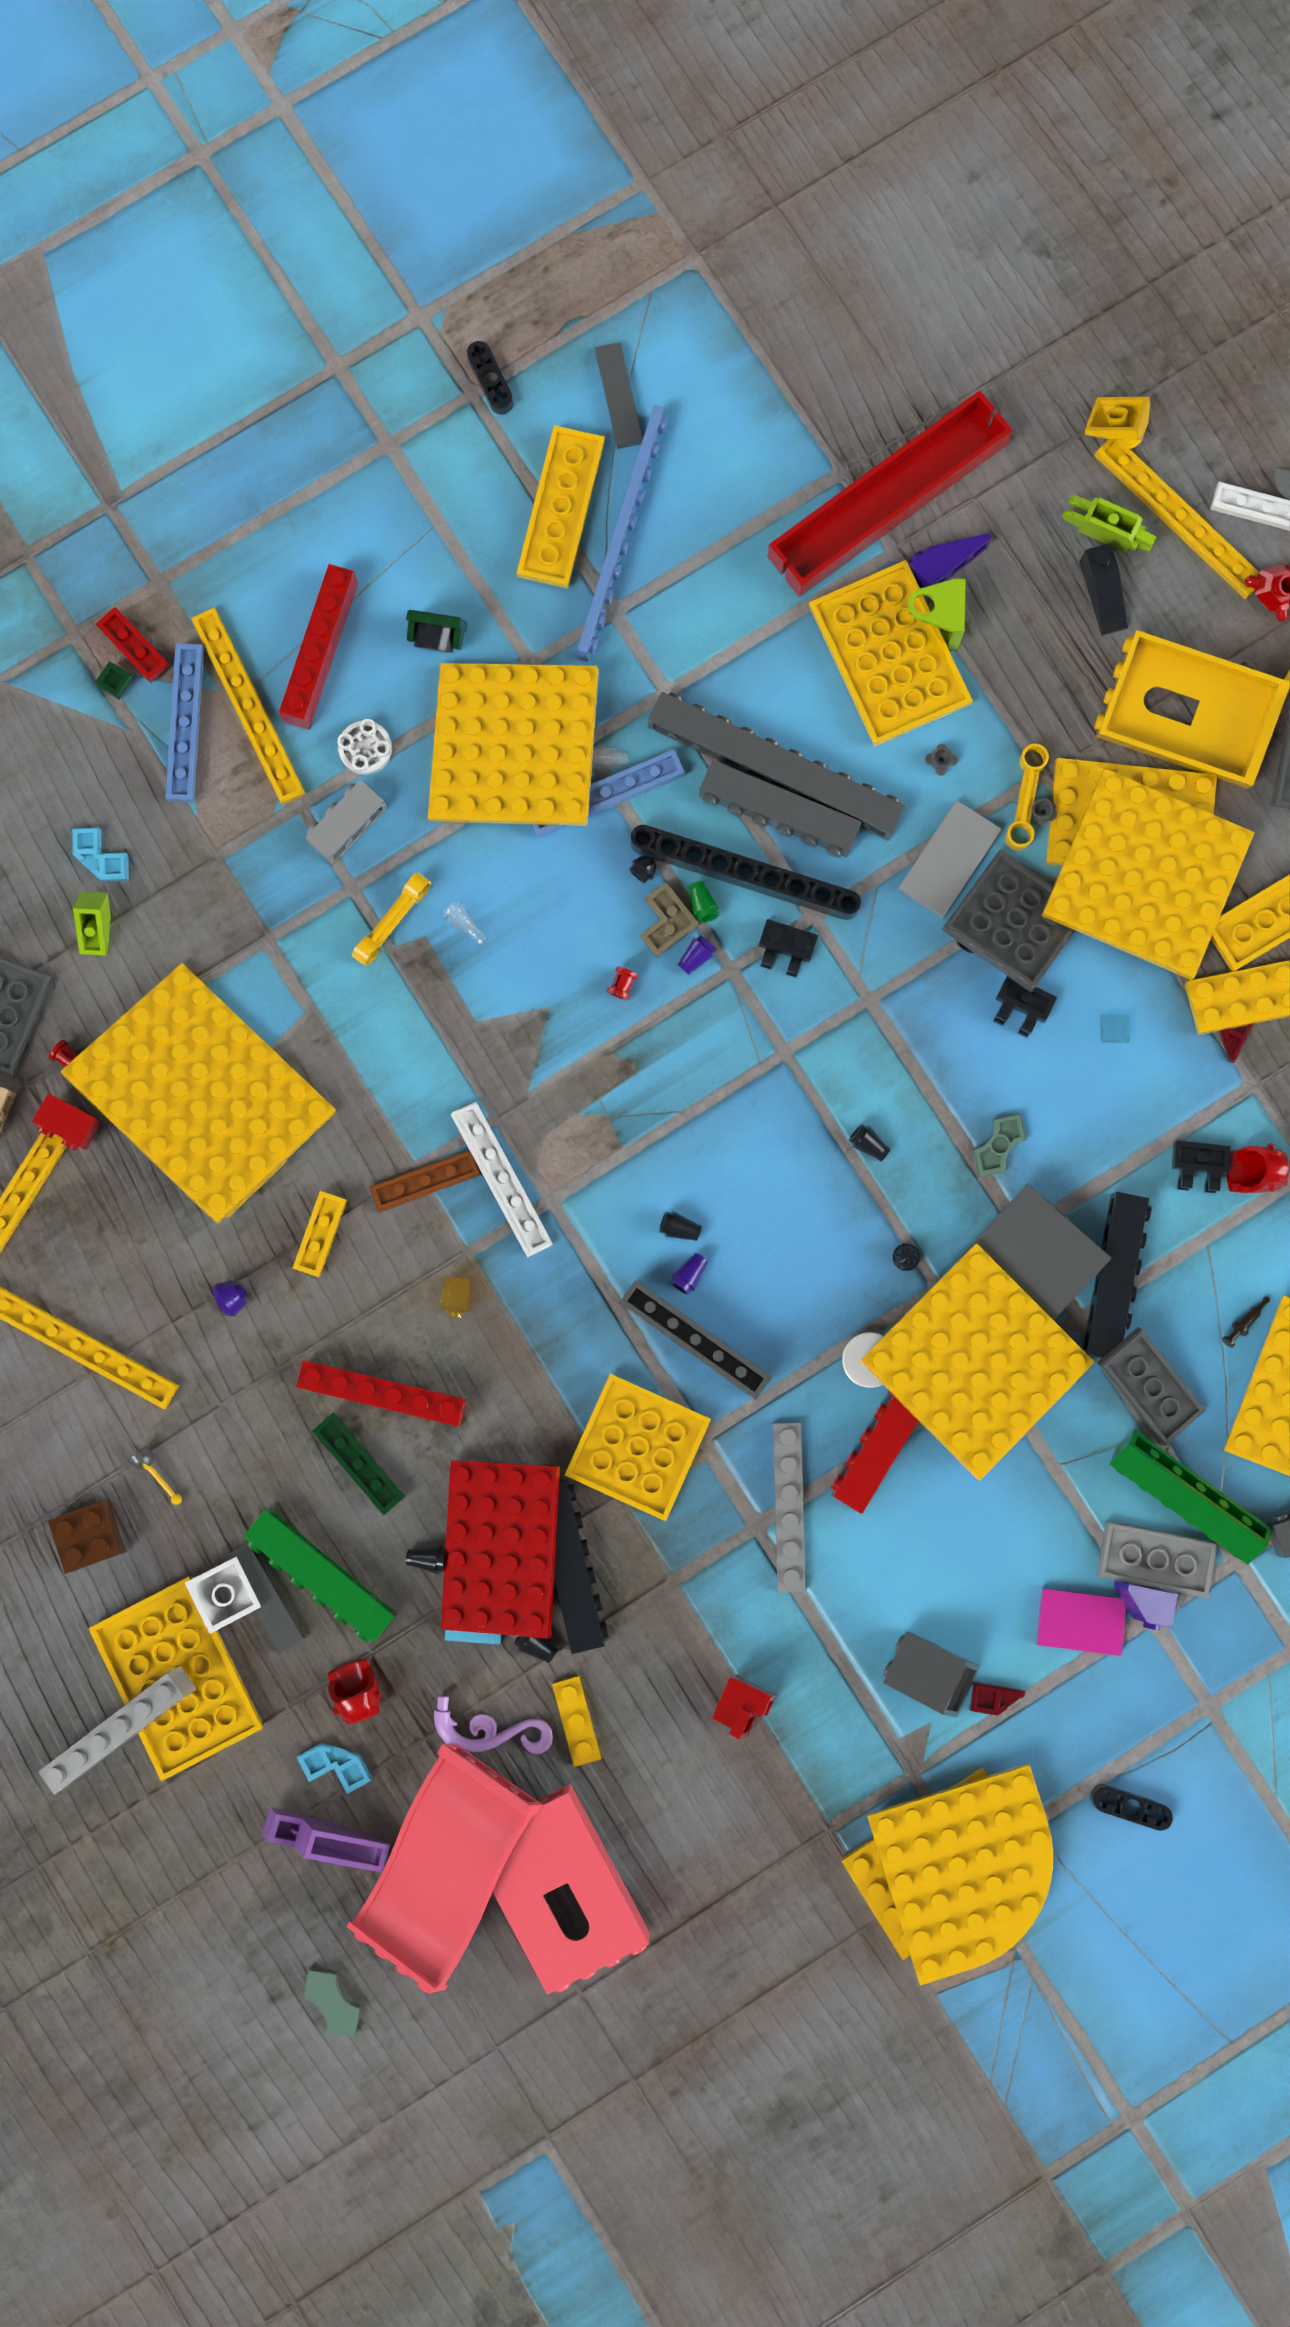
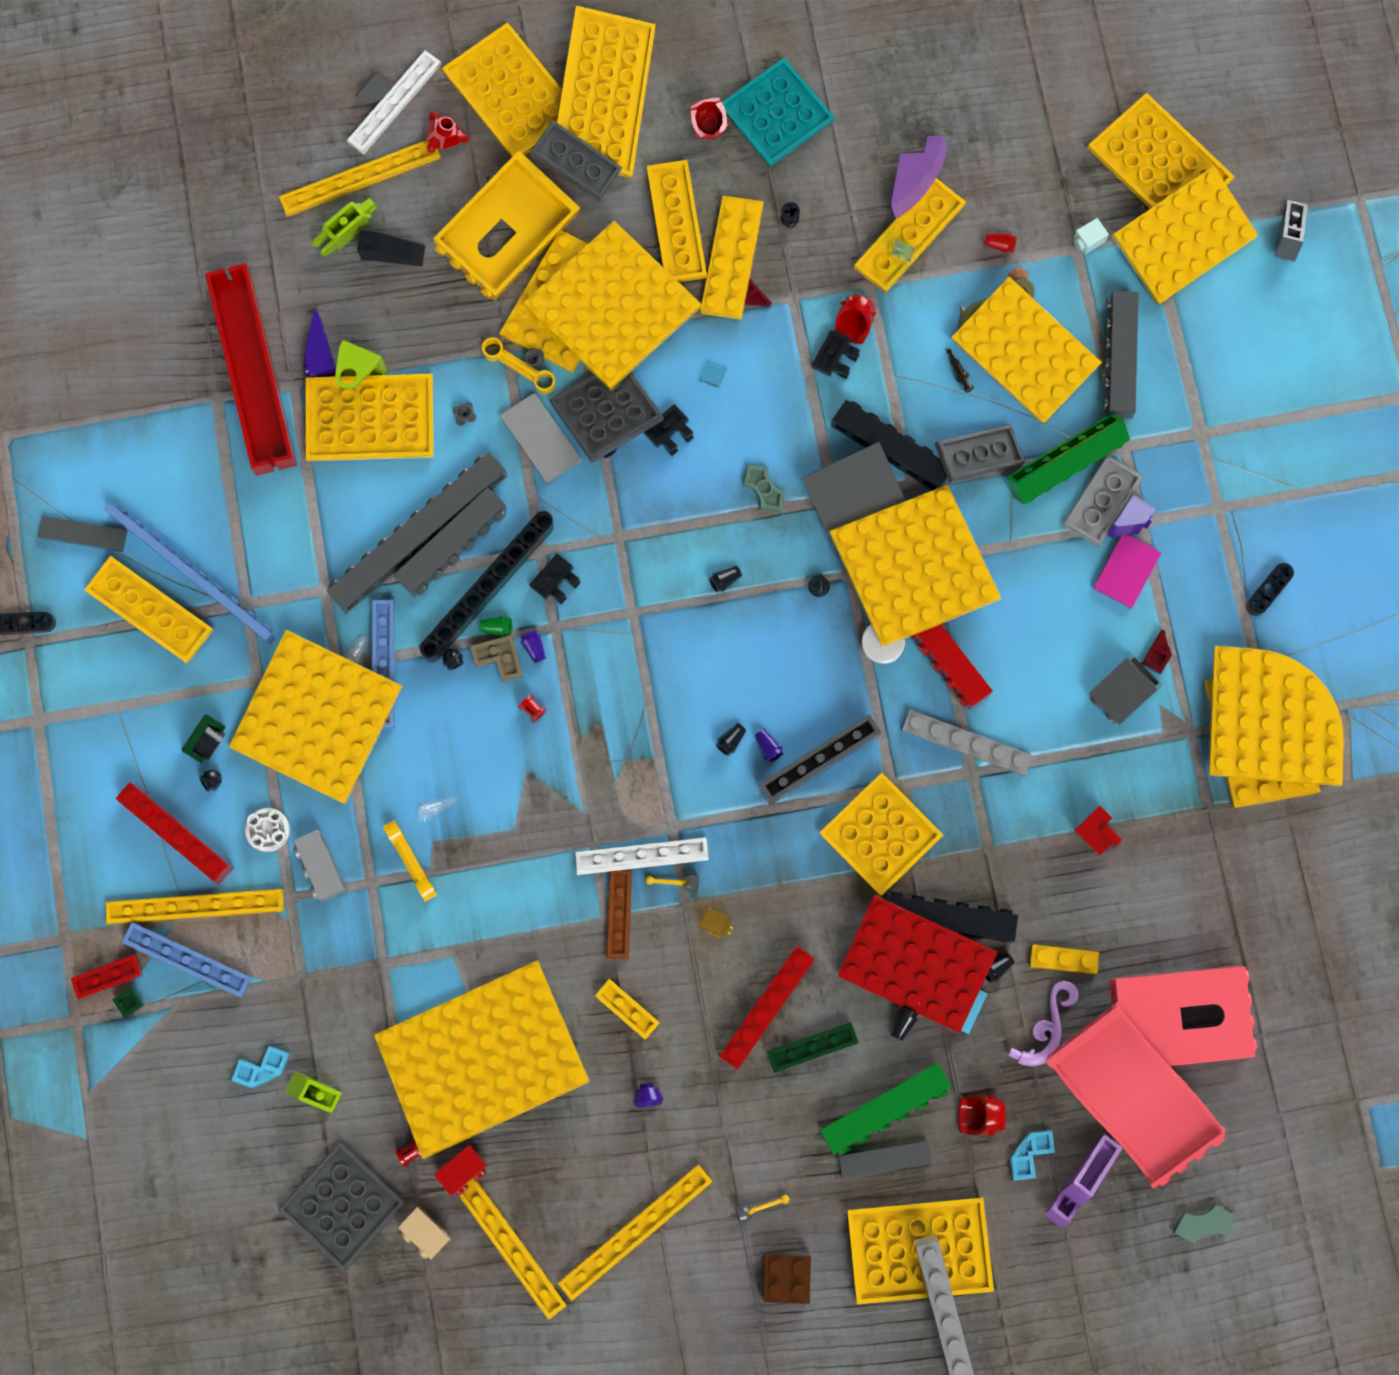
camera: 70 degrees left, 5 degrees down
(222, 1595) = (871, 1187): white slope -> none
(395, 660) = (211, 780): none -> black plate
(491, 1247) = (690, 883): none -> hinge
(1119, 420) = (270, 187): yellow slope -> none

